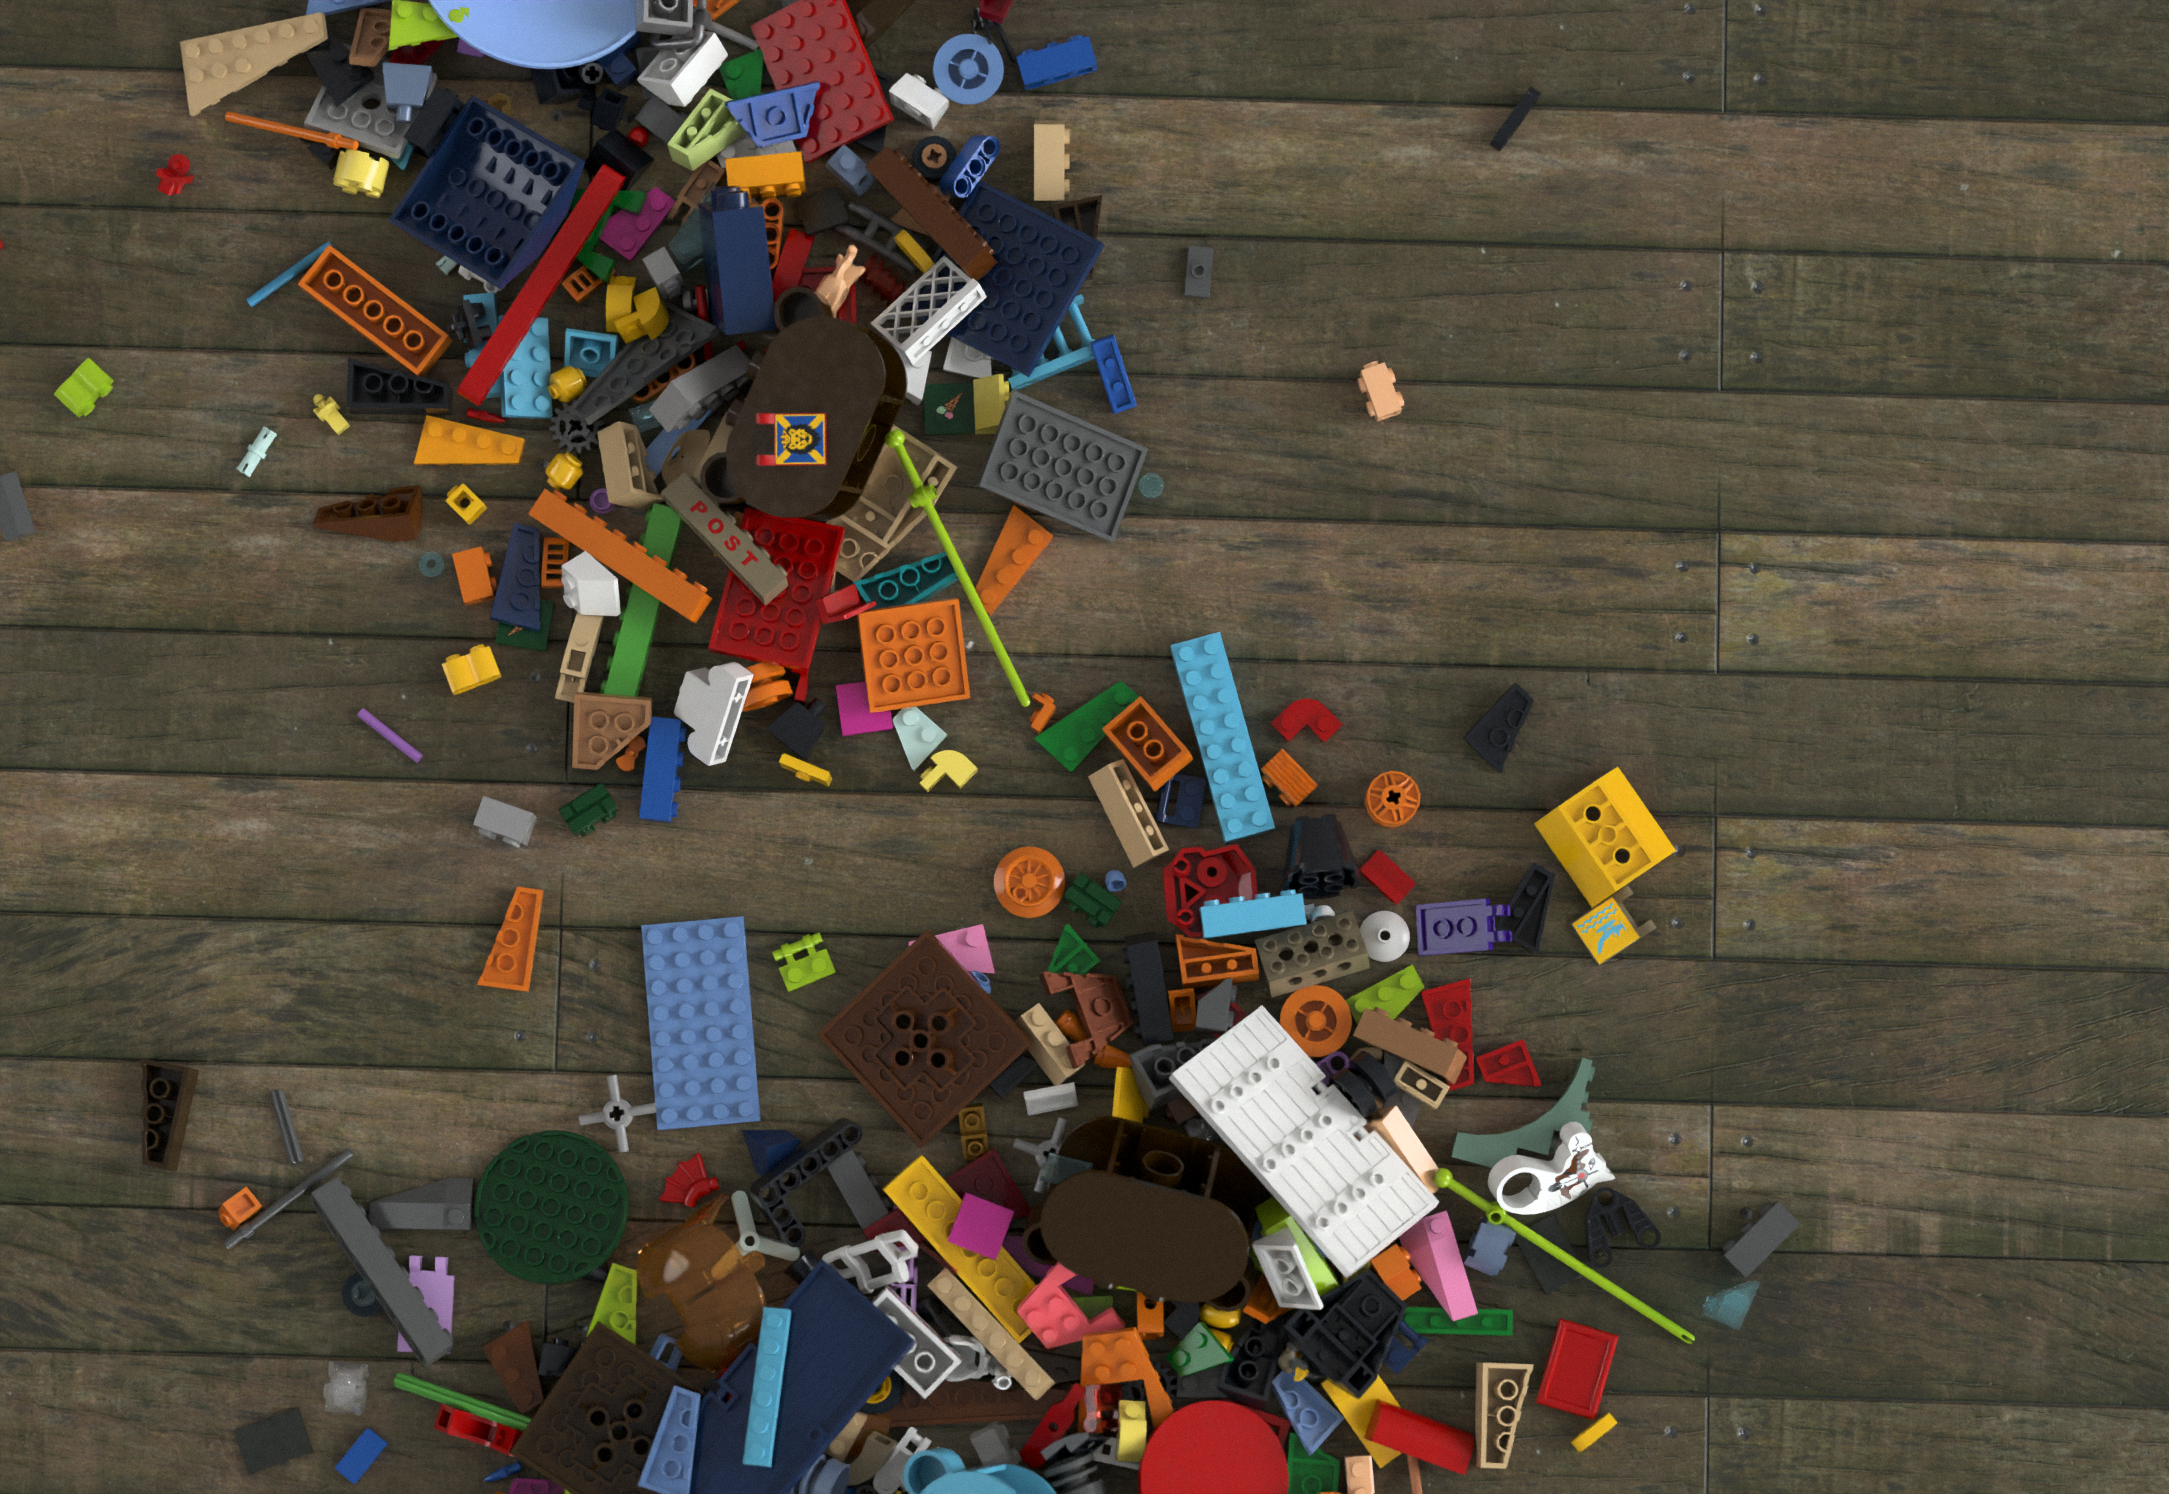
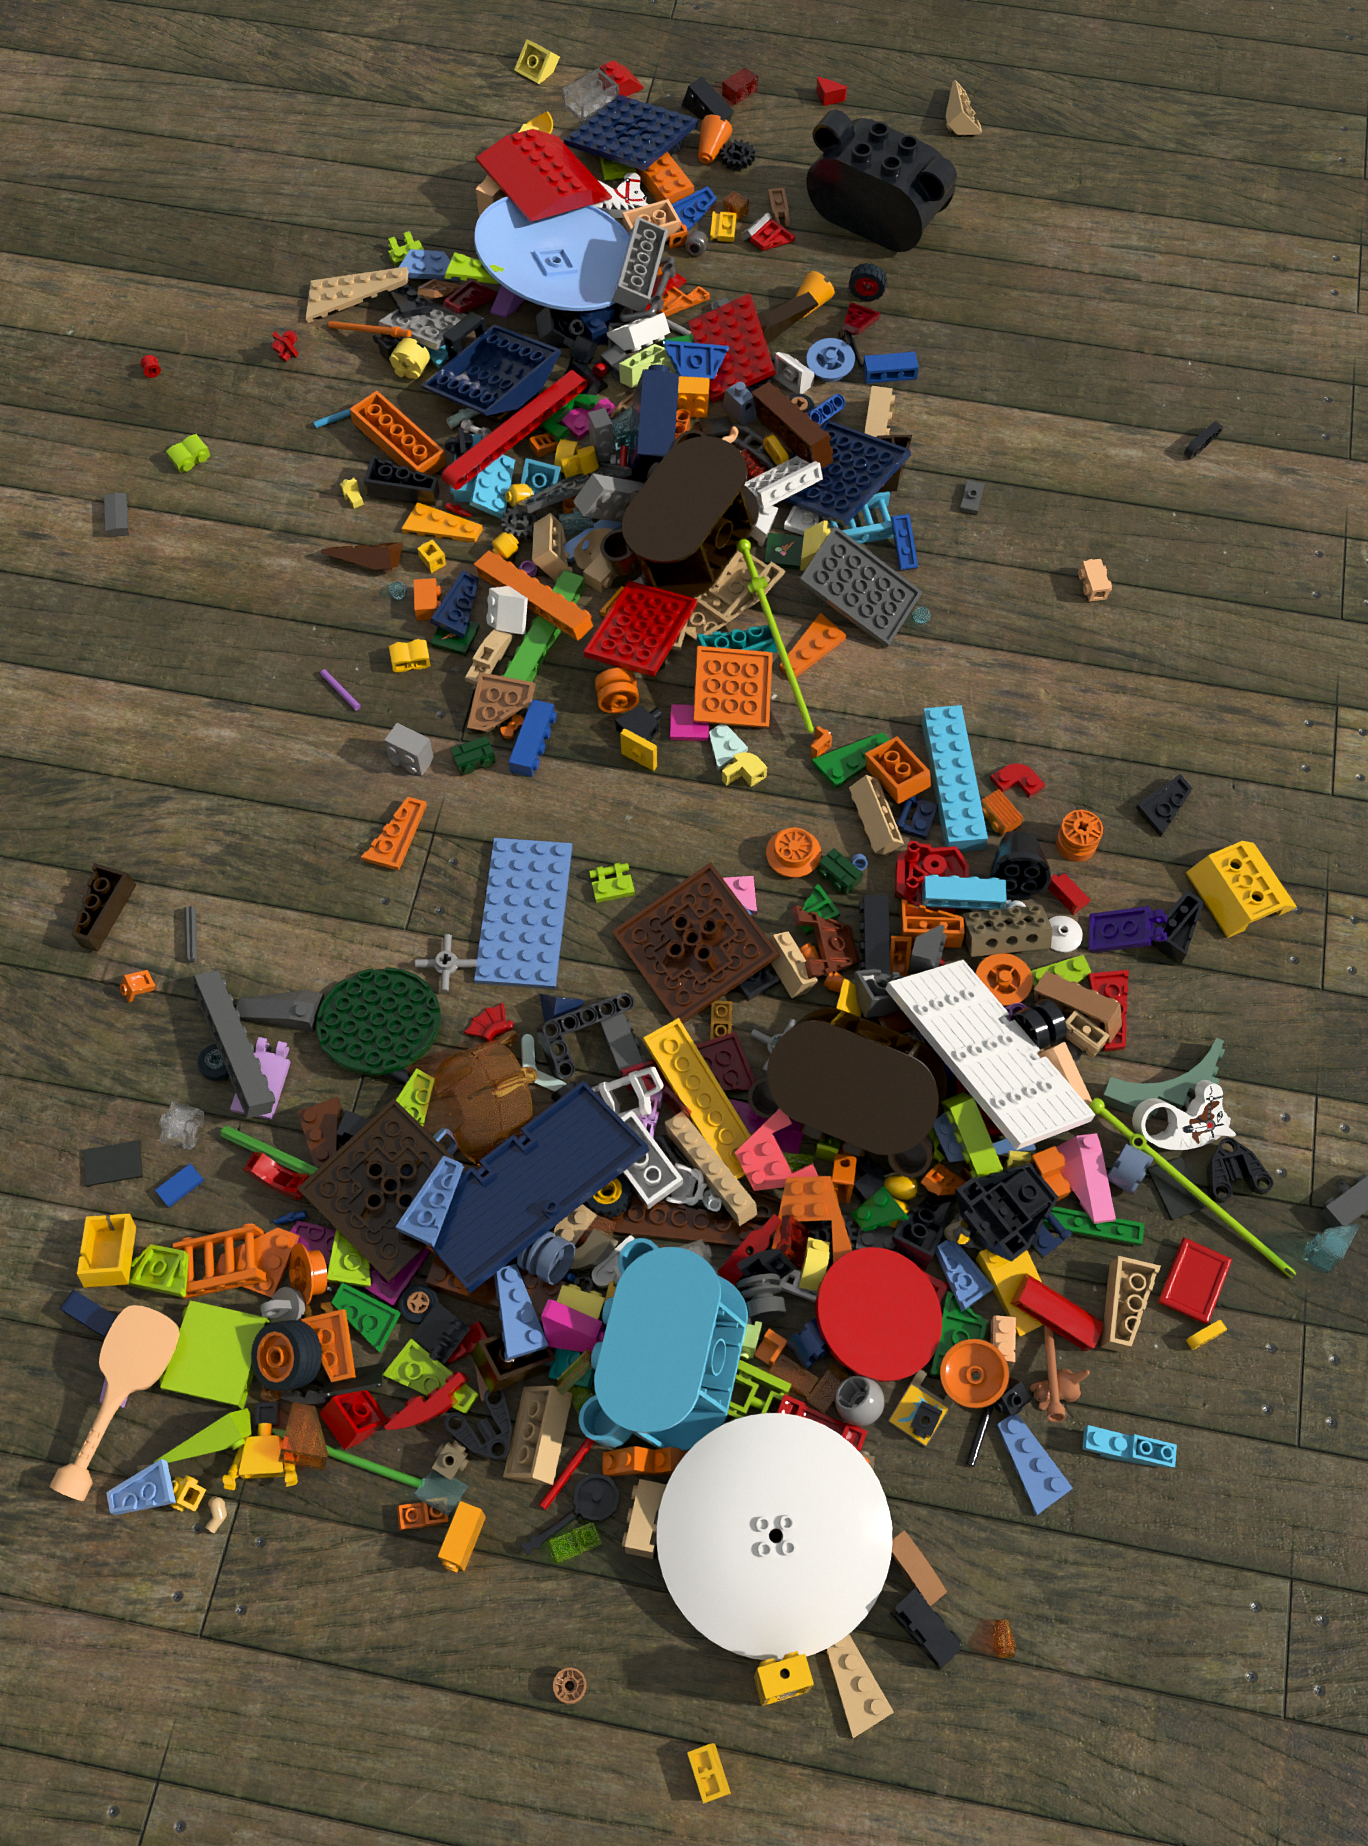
camera: 10 degrees right, 20 degrees down
(248, 1229) = (139, 1001): dark grey bar -> none
(256, 451) = (294, 507): light aqua pin -> none
(406, 88) = (451, 310): sand blue torso -> none
(553, 583) = (477, 611): orange slope -> none
(712, 706) = (579, 697): white brick -> none
(725, 538) = (610, 589): dark tan brick -> none
(767, 1387) = (519, 1168): medium azure plate -> none
(797, 439) = (675, 509): flag -> none
(803, 684) = (647, 692): red slope -> none
(841, 604) = (685, 641): red panel -> none
(980, 1226) = (715, 1081): dark pink tile -> none
(1050, 1098) = (786, 1005): white tile -> none
(1286, 1271) = (965, 1144): white slope -> none
(1509, 1066) = (1154, 1039): red wing -> none
(1610, 927) = (1241, 953): flag -> none

